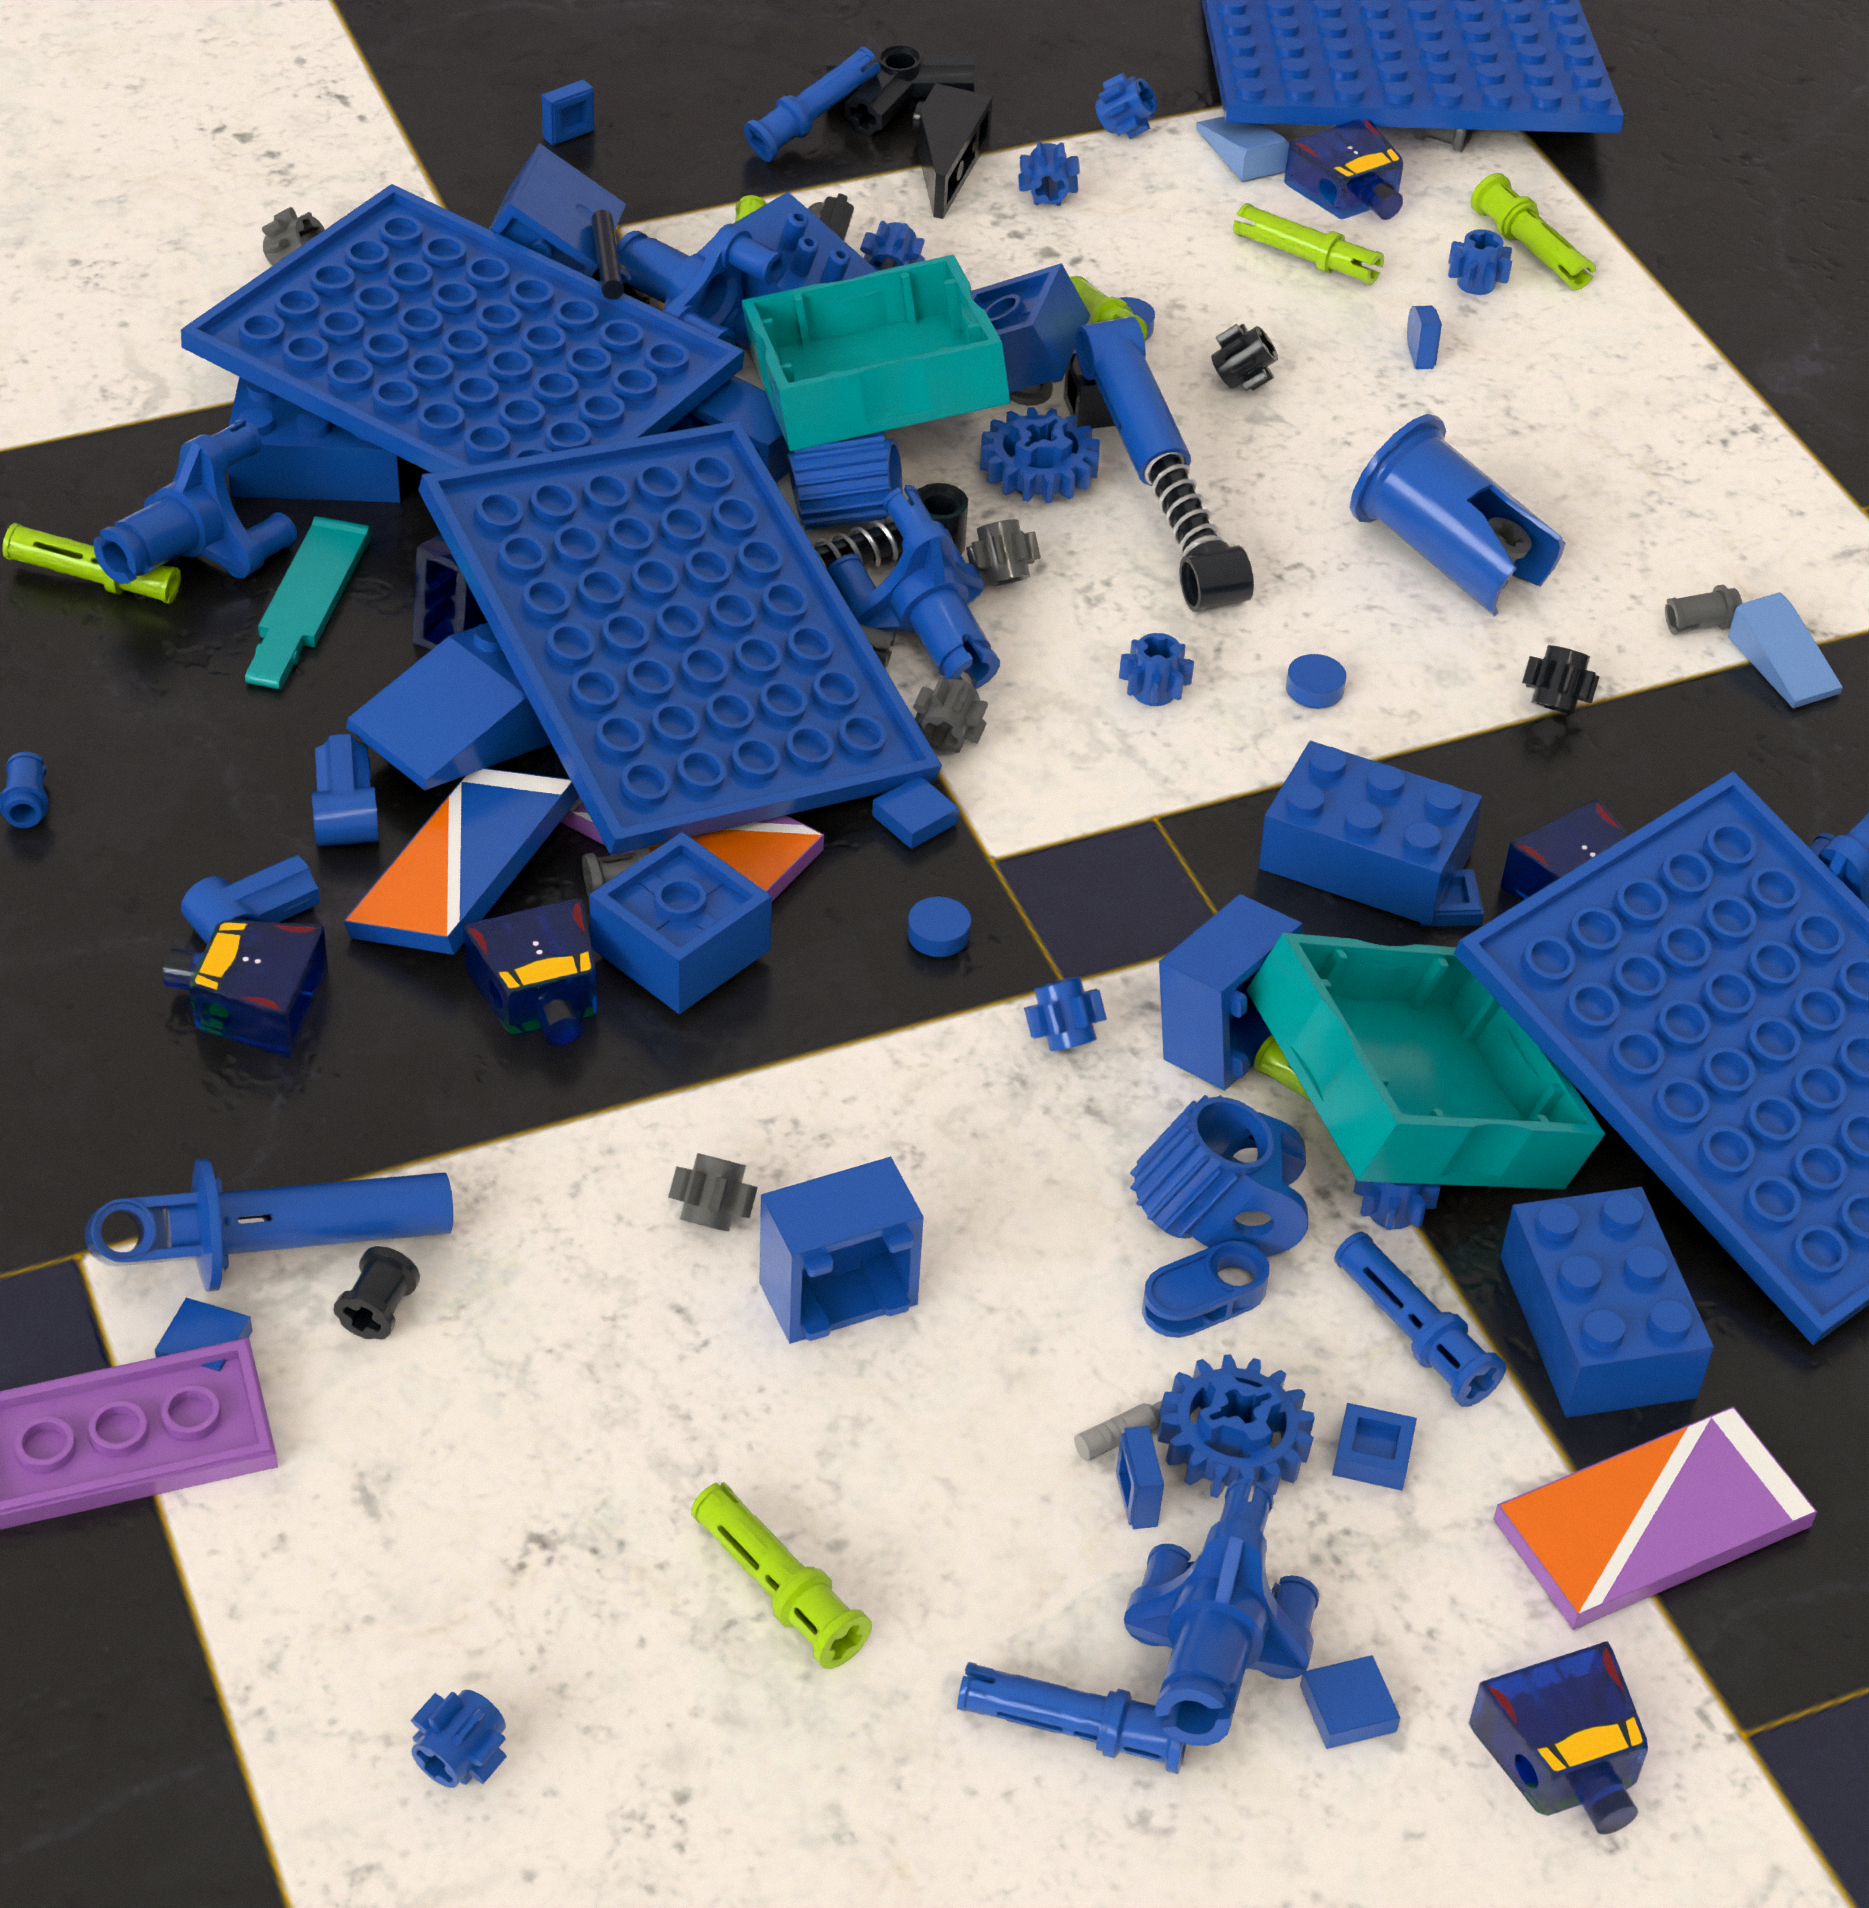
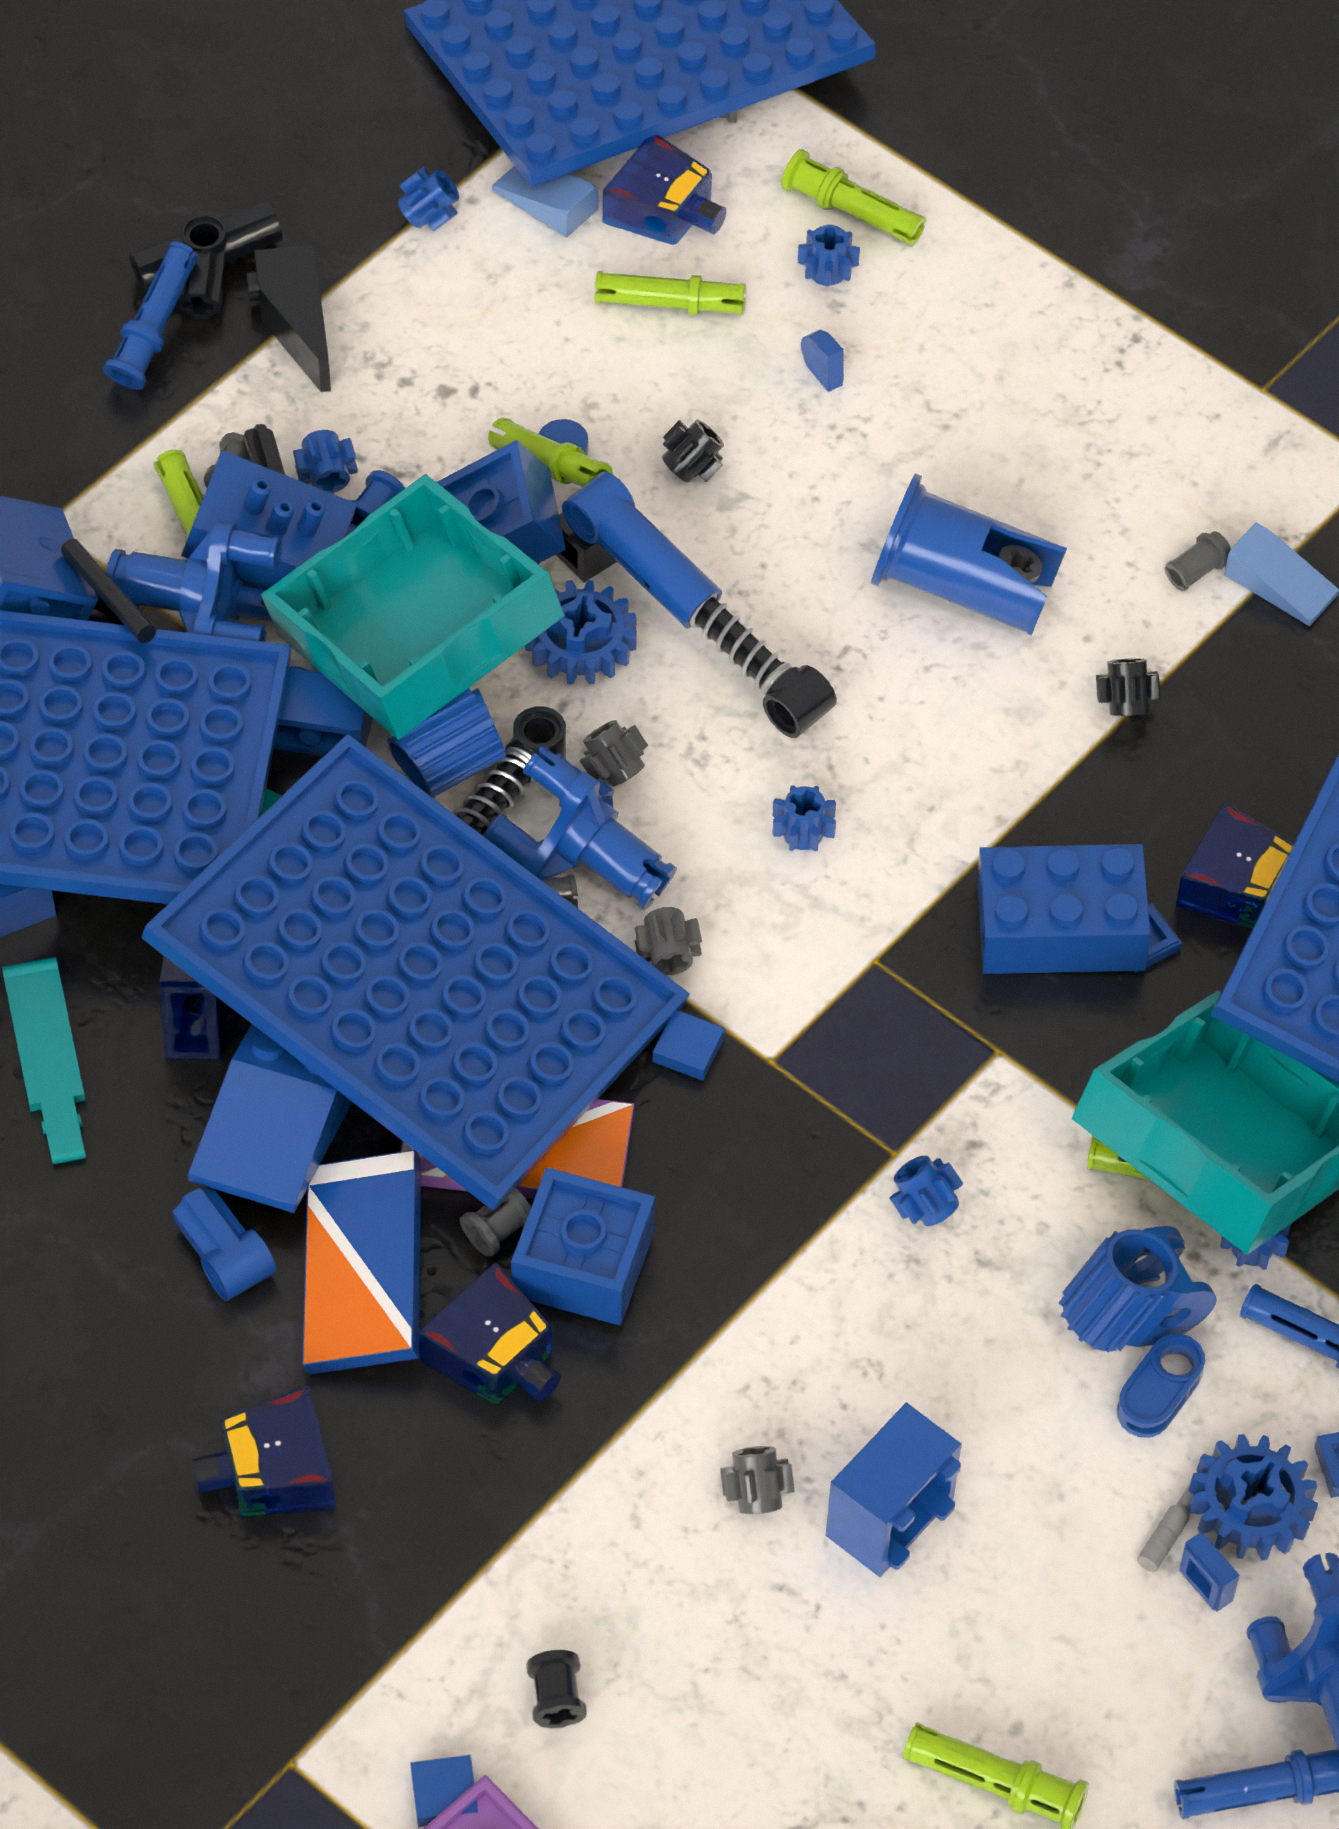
camera: 25 degrees left, 10 degrees up
(207, 1227) = (402, 1696): blue piece -> none
(260, 897) = (218, 1384): blue piece -> none
(939, 926) = (773, 1148): blue tile -> none
(1049, 173) = (407, 309): blue gear -> none
(1205, 1006) = (1039, 1128): blue container -> none
(1316, 681) = (930, 768): blue tile -> none

